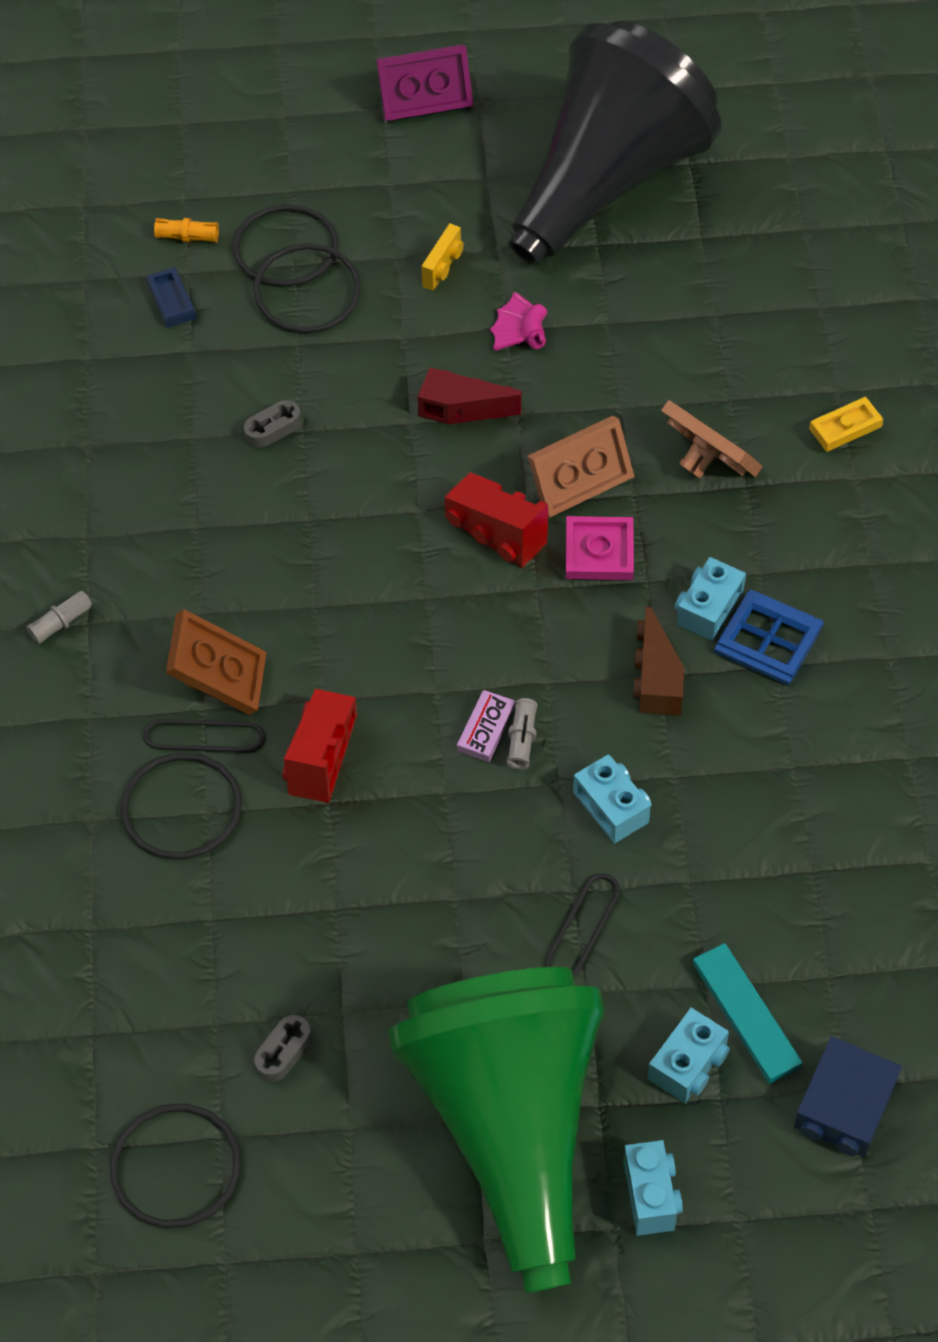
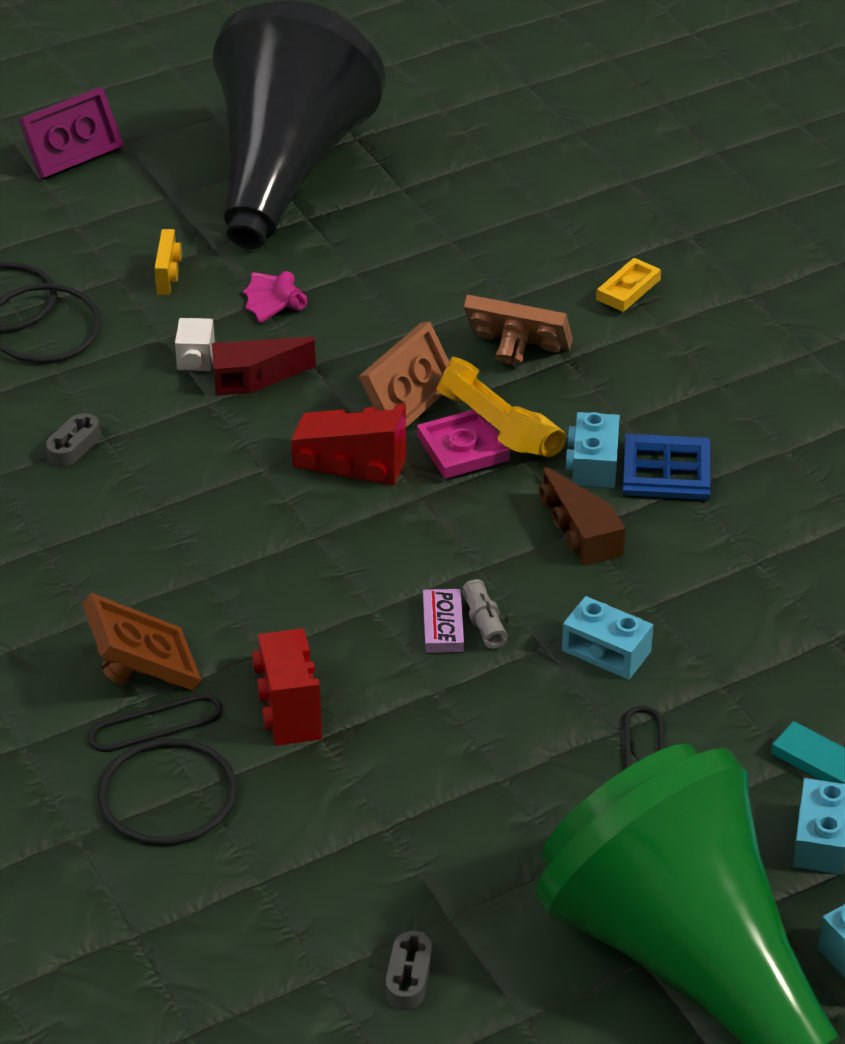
camera: 25 degrees left, 15 degrees down
(419, 355) = (194, 344): none -> white brick
(648, 555) = (518, 427): none -> yellow piece

